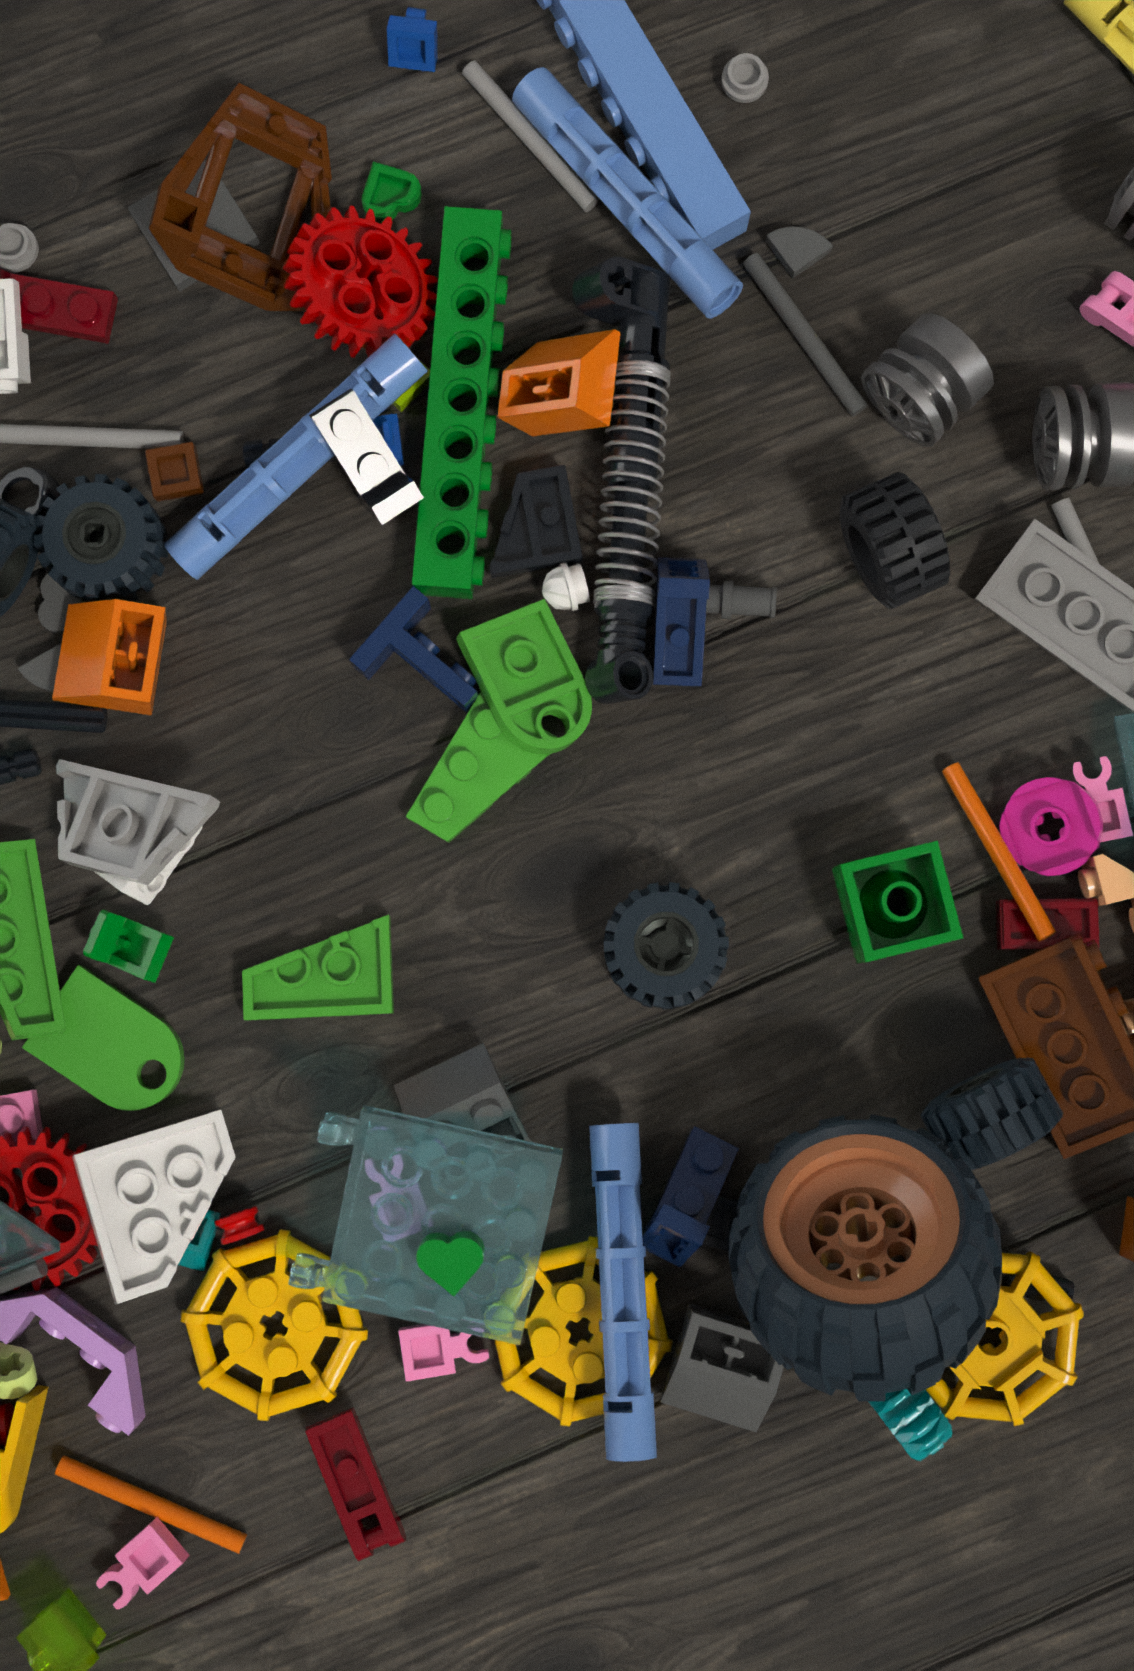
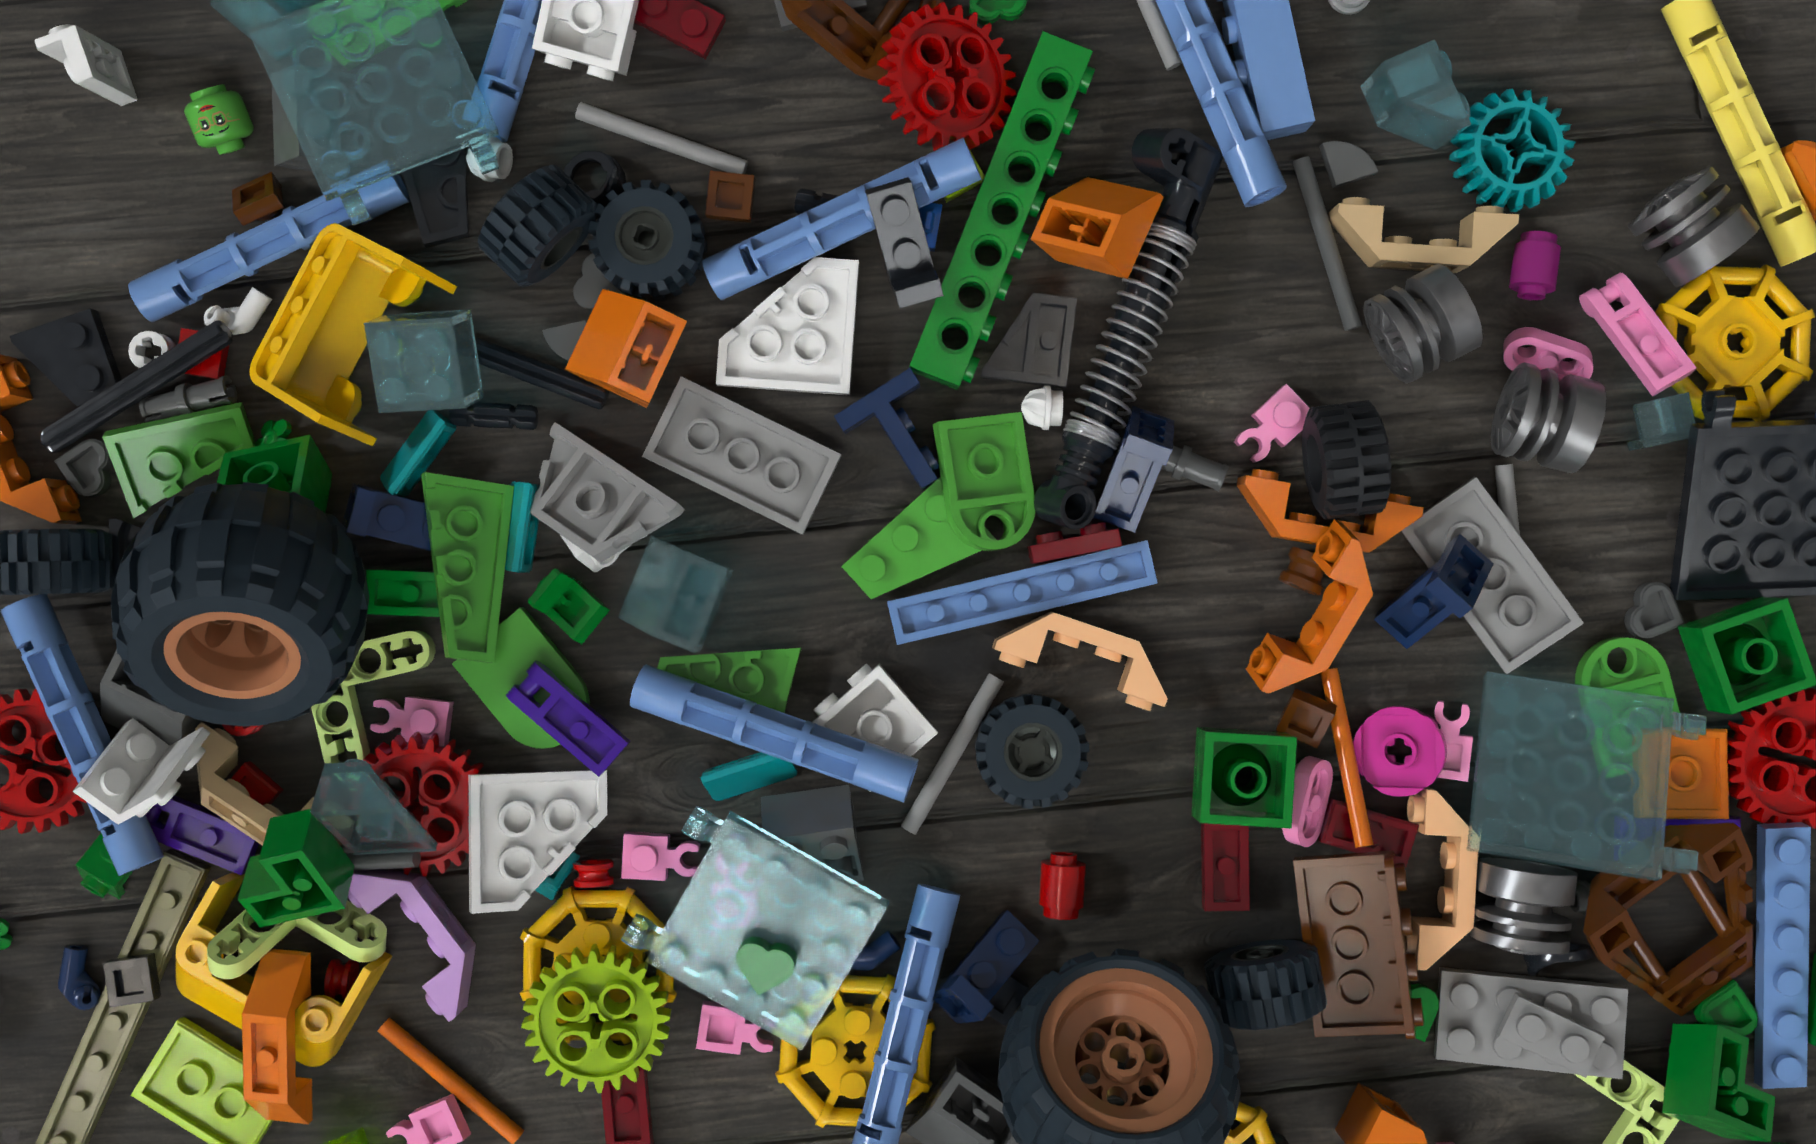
camera: 20 degrees right, 5 degrees up
(56, 882) = (522, 529): none -> teal slope
(164, 1066) = (568, 719): none -> dark purple plate
(239, 897) = (675, 594): none -> clear light blue slope
(266, 733) = (742, 455): none -> light grey plate
(287, 591) = (797, 335): none -> white plate
(296, 1189) = (650, 855): none -> bright pink plate
(305, 1421) = (601, 1057): none -> lime gear
(375, 1066) = (746, 775): none -> teal slope
(385, 1009) = (774, 733): none -> medium blue piece
(489, 972) = (876, 713): none -> white plate
(566, 1220) = (877, 952): none -> dark blue arm
(584, 978) = (952, 754): none -> light grey bar
(603, 785) = (1022, 592): none -> medium blue plate
(659, 707) = (1092, 539): none -> dark red plate
(744, 1081) = (1062, 886): none -> red brick
(755, 836) = (1137, 677): none -> light nougat slope
(813, 527) = (1278, 420): none -> bright pink plate
(829, 610) = (1269, 502): none -> orange slope
(833, 304) = (1363, 225): none -> tan slope
(846, 157) = (1418, 97): none -> clear light blue slope
(892, 671) = (1303, 572): none -> reddish brown wheel
(899, 773) = (1283, 662): none -> orange slope
(909, 1005) = (1225, 867): none -> dark red plate
(943, 821) = (1306, 717): none -> reddish brown plate
(975, 907) = (1310, 800): none -> bright pink plate
(979, 164) = (1546, 153): none -> teal gear
(1023, 290) = (1535, 265): none -> magenta brick
(1035, 647) = (1443, 589): none -> dark blue bracket
(1065, 370) = (1547, 352): none -> bright pink plate

